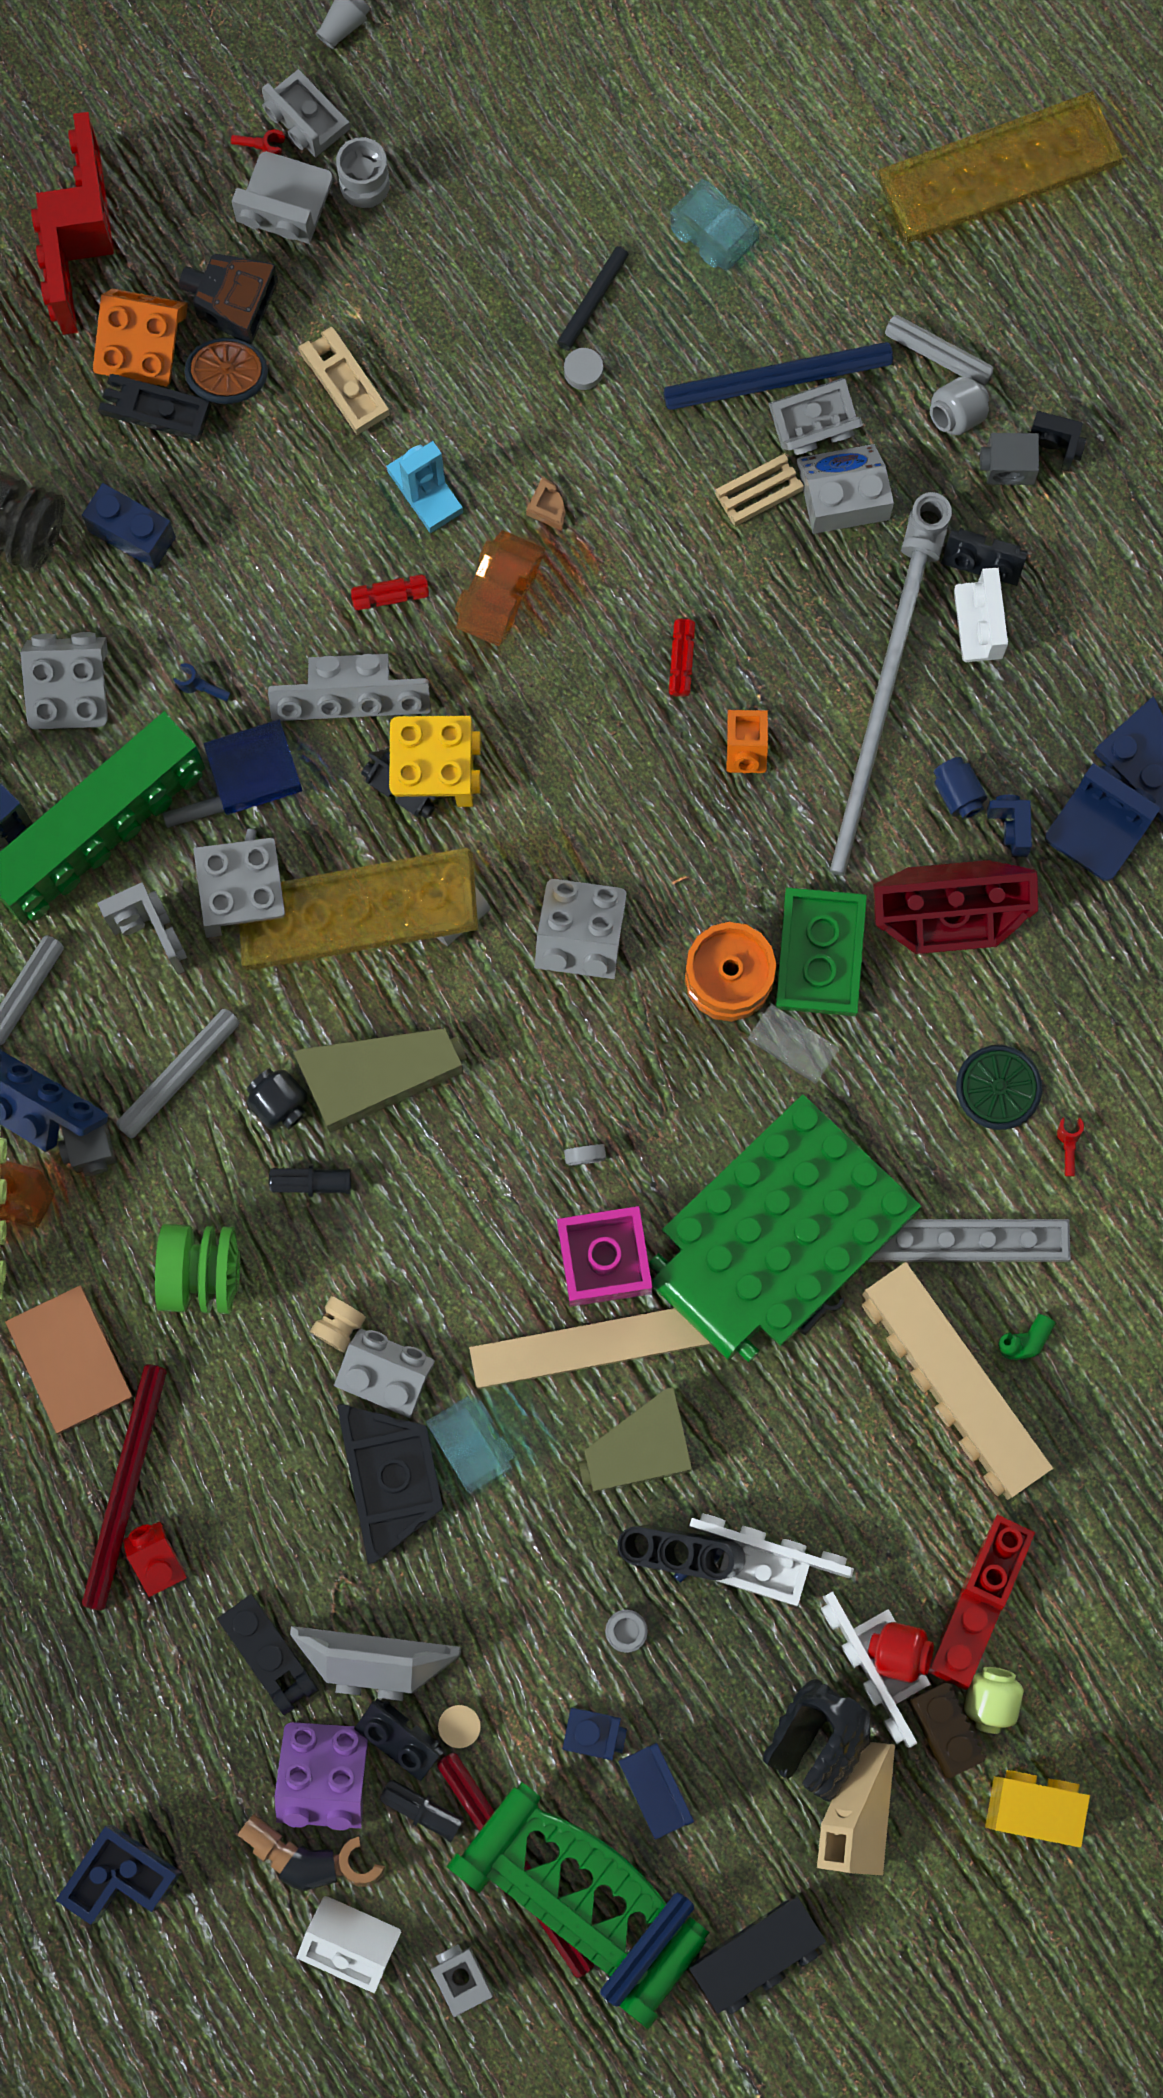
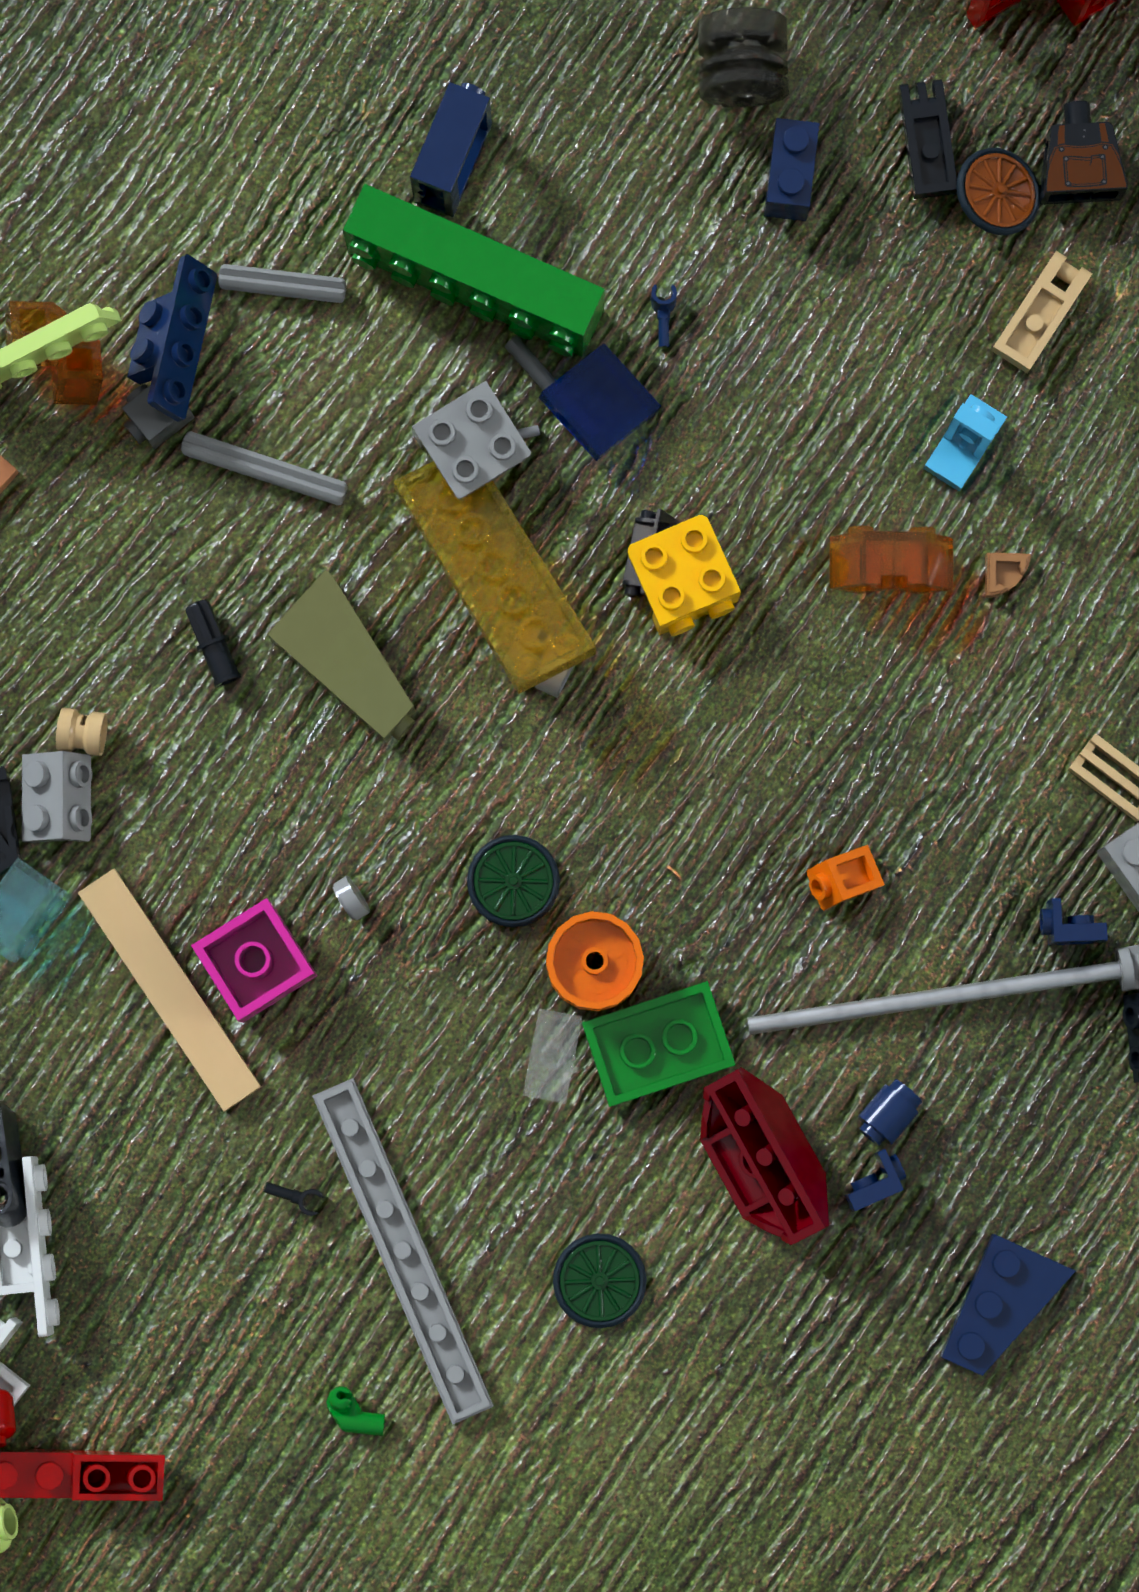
camera: 65 degrees right, 5 degrees up
(64, 681) = (607, 179): light grey bracket -> none
(134, 906) = (406, 372): light grey bracket -> none
(137, 336) = (996, 87): orange bracket -> none
(196, 1269) = (70, 564): bright green wheel -> none
(276, 1099) = (276, 574): black head -> none
(349, 689) = (723, 460): light grey bracket -> none
(389, 592) = (841, 455): red axle -> none
(580, 928) = (578, 794): light grey bracket -> none
(629, 1014) = (513, 881): none -> dark green wheel
(640, 1448) = (82, 1076): olive slope -> none
(682, 657) = (903, 775): red axle -> none
(779, 1232) = (354, 1122): green plate -> none
(873, 574) = (1078, 931): none -> dark blue bracket
(956, 1381) = (279, 1361): tan brick -> none
(981, 618) = (1078, 1059): white bracket -> none
(1069, 1141) = (568, 1377): red hand -> none
(1102, 822) = (915, 1272): dark blue bracket -> none

